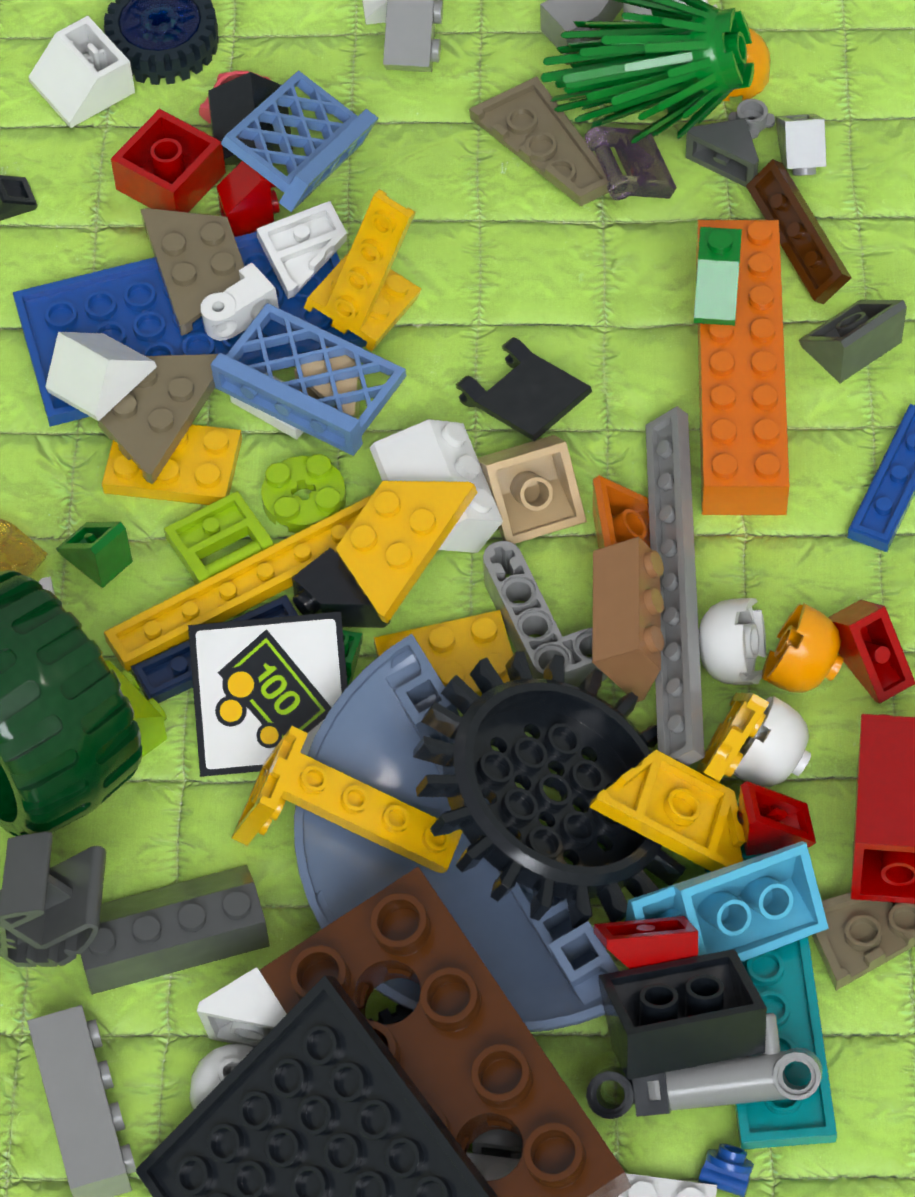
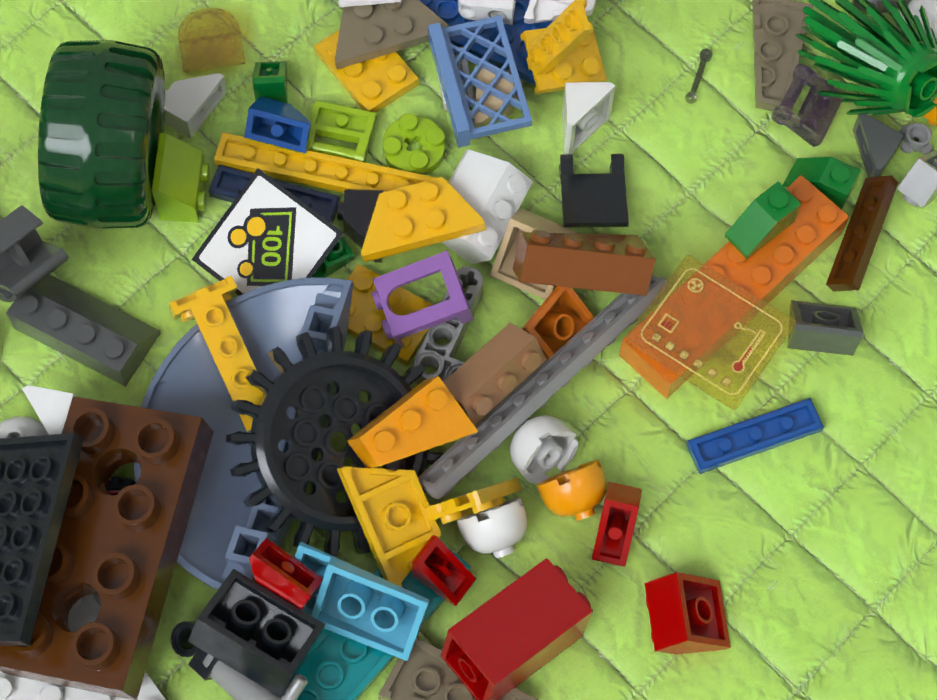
camera: 40 degrees right, 10 degrees up
(158, 575) = (278, 125): none -> blue slope
(434, 329) = (584, 111): none -> white slope
(484, 199) = (705, 56): none -> clear smoke hinge
(526, 582) = (406, 325): none -> medium lavender panel
(601, 441) = (585, 261): none -> dark orange wedge
(613, 708) = (413, 424): none -> light orange wedge
(714, 201) = (828, 175): none -> green slope
(774, 411) = (710, 331): none -> clear yellow sticker

